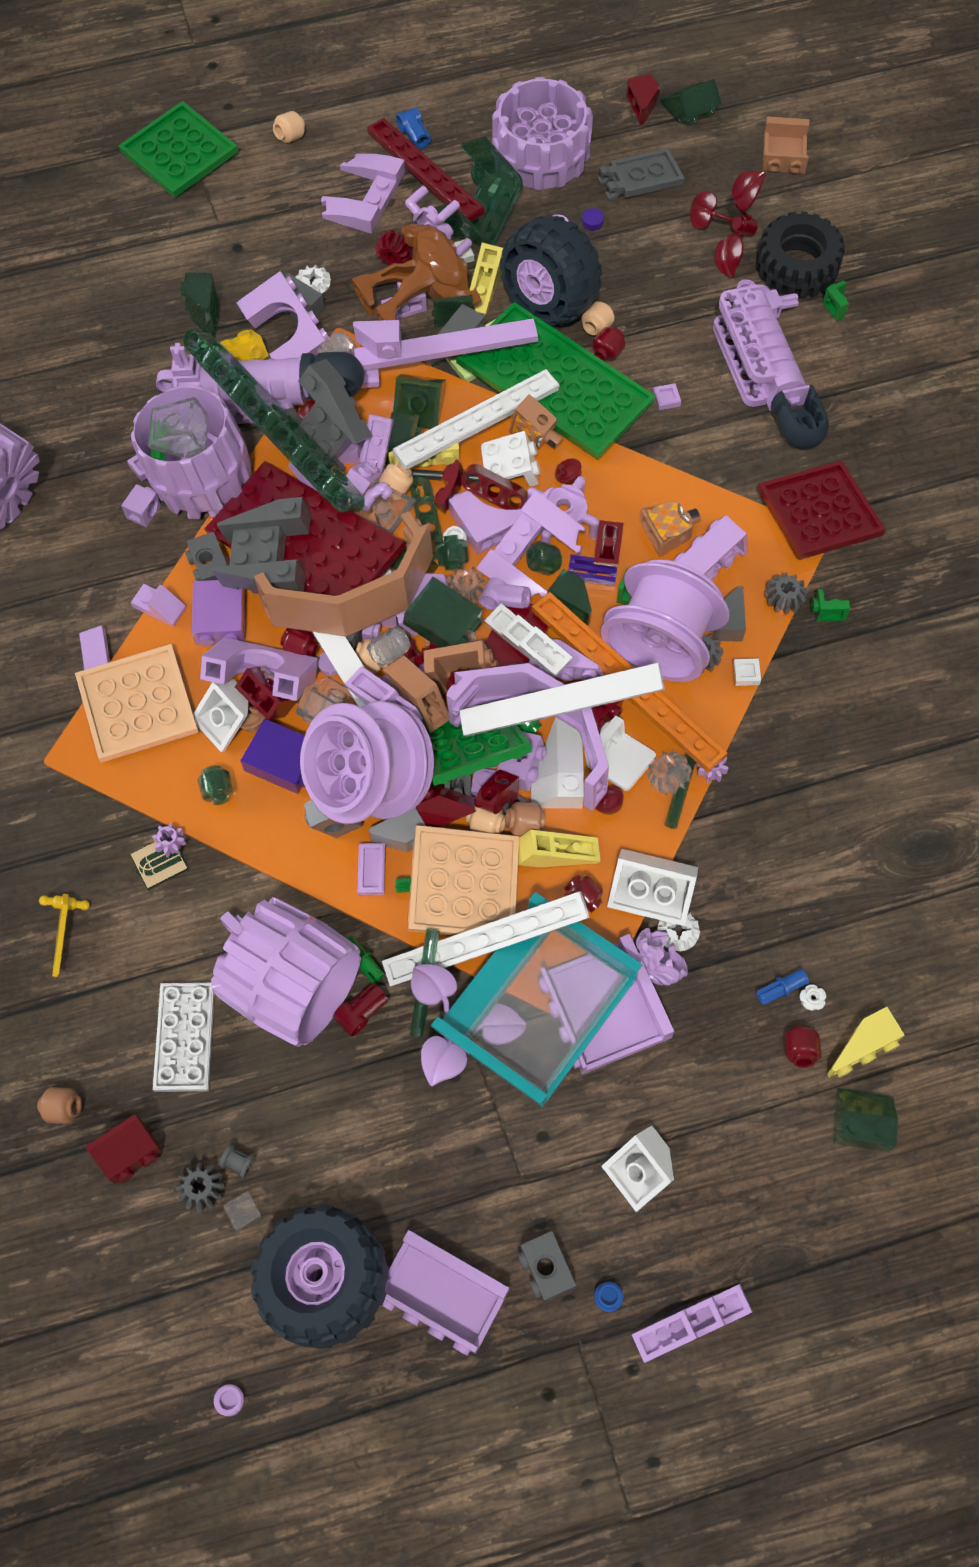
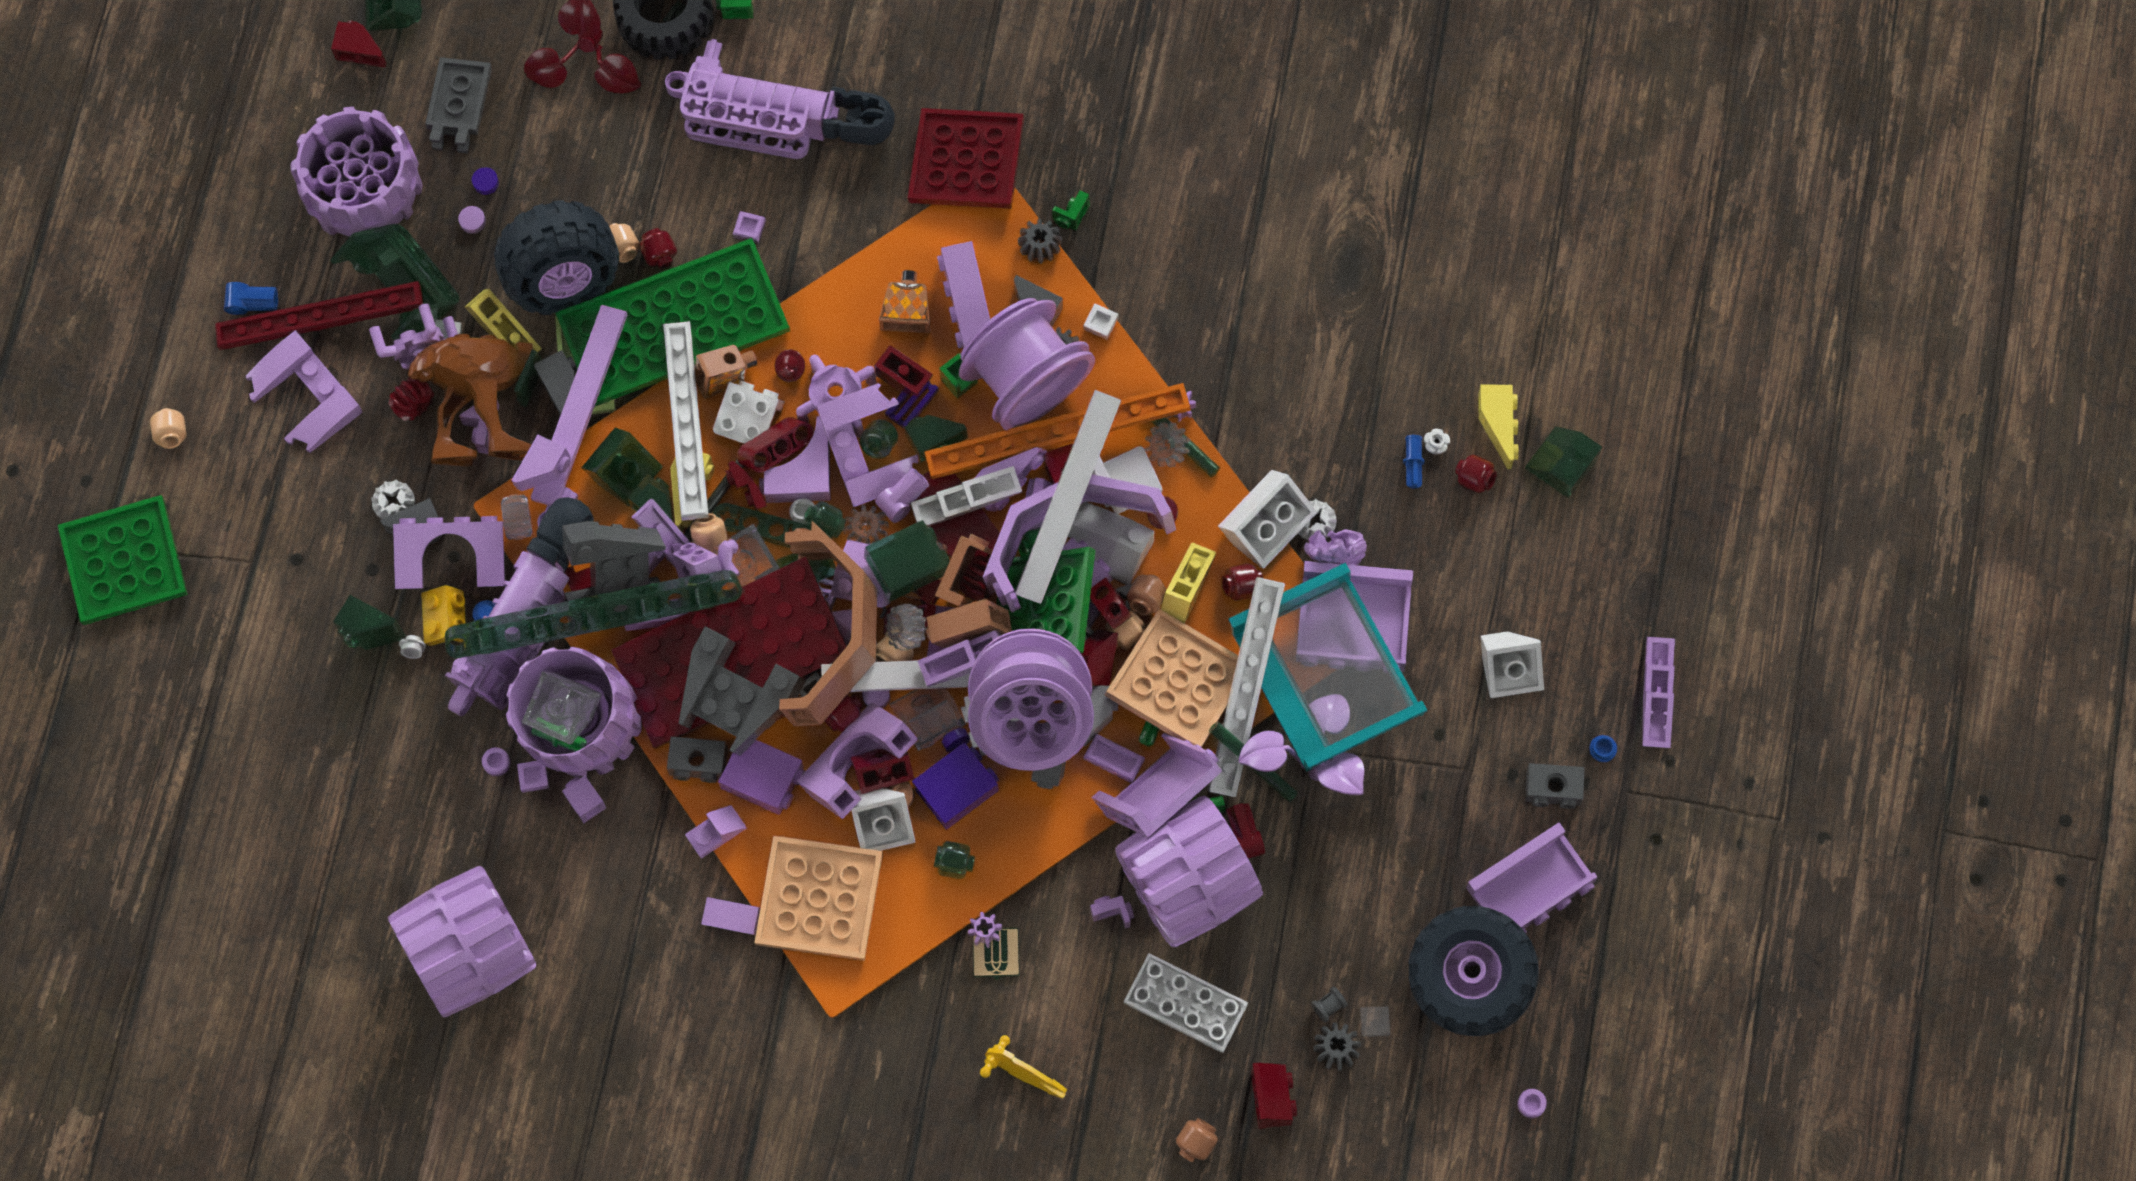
camera: 60 degrees left, 5 degrees up
(345, 910) = (1162, 787): none -> lavender panel

